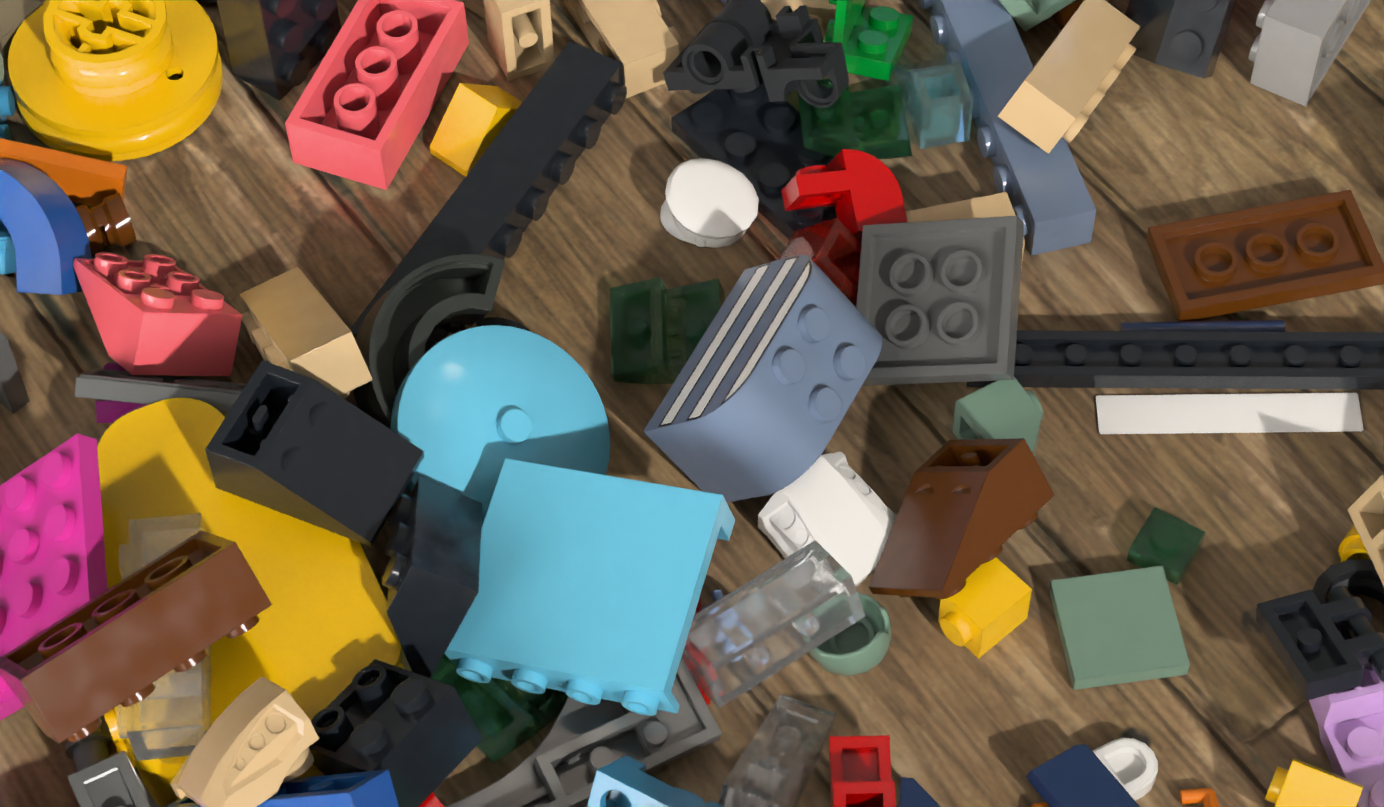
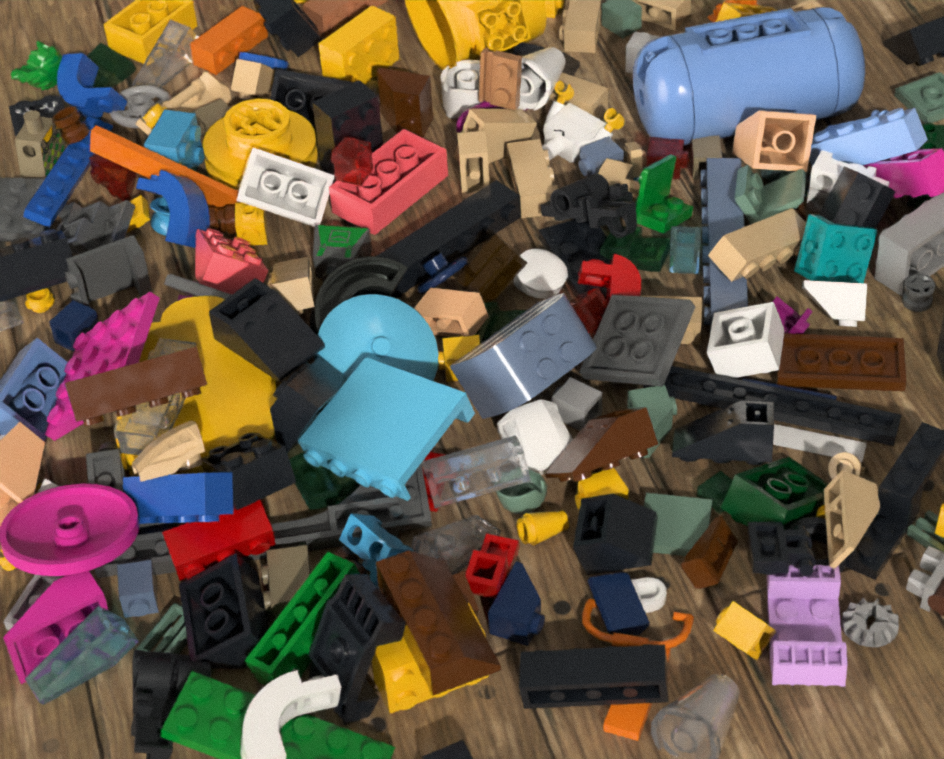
camera: 20 degrees right, 10 degrees down
(159, 217) = (251, 224): none -> yellow brick
(202, 142) = (285, 187): none -> white slope
(315, 67) = (352, 161): none -> clear red brick
(343, 242) = (337, 246): none -> dark grey torso
(472, 124) = (429, 207): yellow slope -> none
(544, 240) = (440, 271): none -> dark blue piece
(595, 317) = (452, 312): none -> light nougat brick
(631, 221) = (491, 269): none -> dark brown brick
(634, 395) = (453, 350): none -> yellow brick
(875, 441) = (577, 403): none -> light grey brick
(903, 691) = (540, 526): none -> yellow cone
(1041, 679) = (614, 534): none -> black slope
(1111, 258) = (746, 341): none -> white brick
(1147, 199) = (791, 320): none -> magenta bracket
(1152, 440) = (732, 433): none -> black slope
(1187, 60) = (834, 251): none -> teal bracket
(1203, 673) = (707, 557): none -> reddish brown slope
(1224, 140) = (839, 300): none -> white slope
(1267, 533) = (774, 493): none -> dark green slope
(1336, 97) = (918, 292): none -> dark grey wheel
(1349, 453) = (847, 462): none -> tan plate

